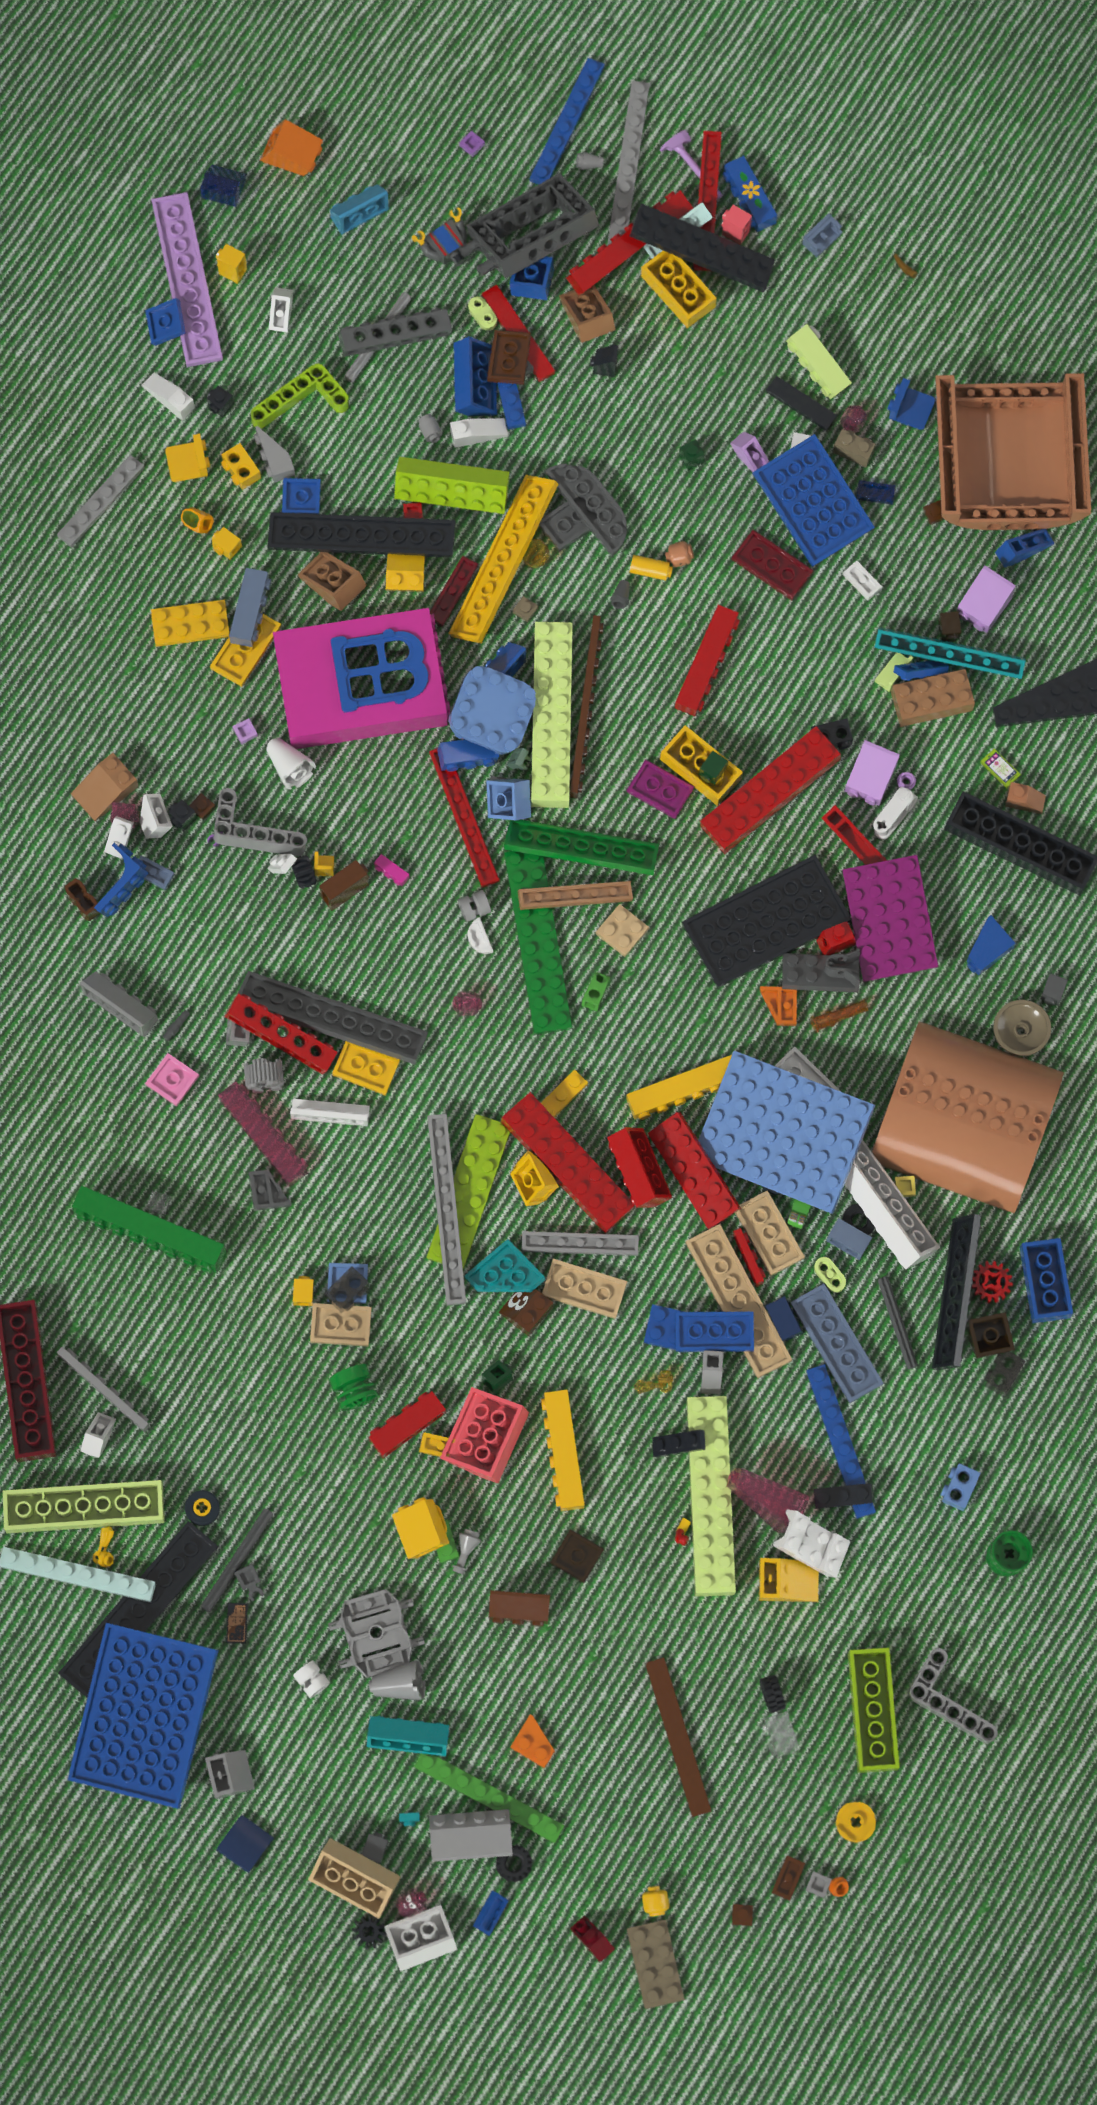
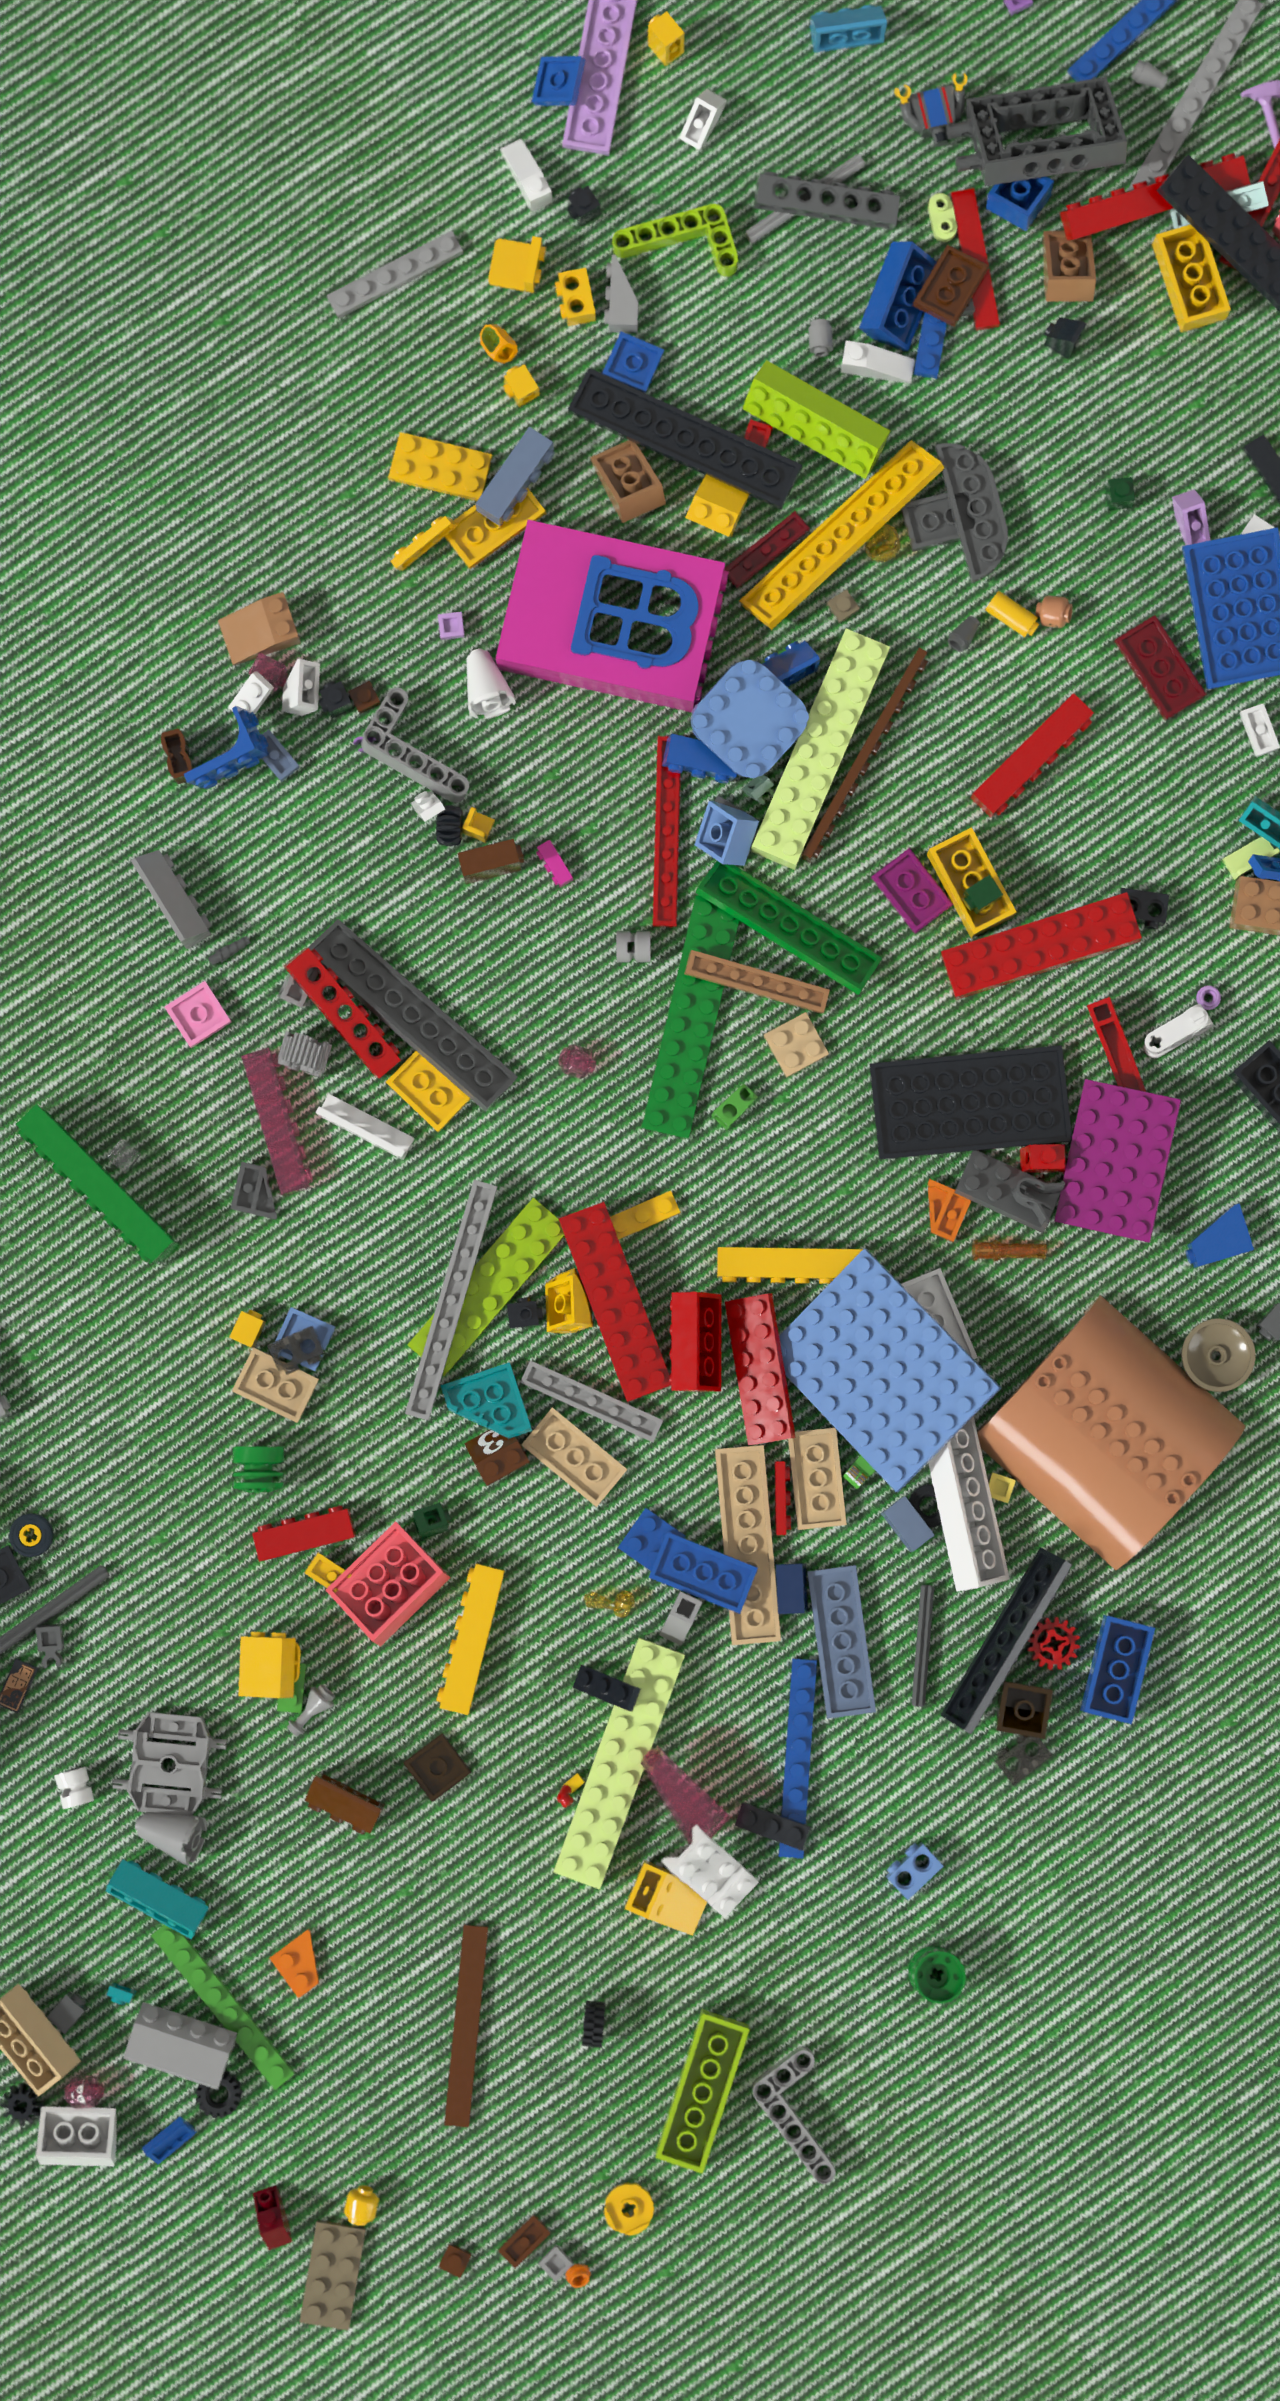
camera: 25 degrees right, 10 degrees up
(200, 679) = (423, 542): none -> yellow plate
(478, 938) = (624, 985): white tile -> none
(504, 1199) = (524, 1313): none -> black brick
(781, 1735) = (585, 2074): clear brick -> none
(831, 1274) = (868, 1556): yellowish green plate -> none
(872, 773) = (1170, 974): lavender slope -> none

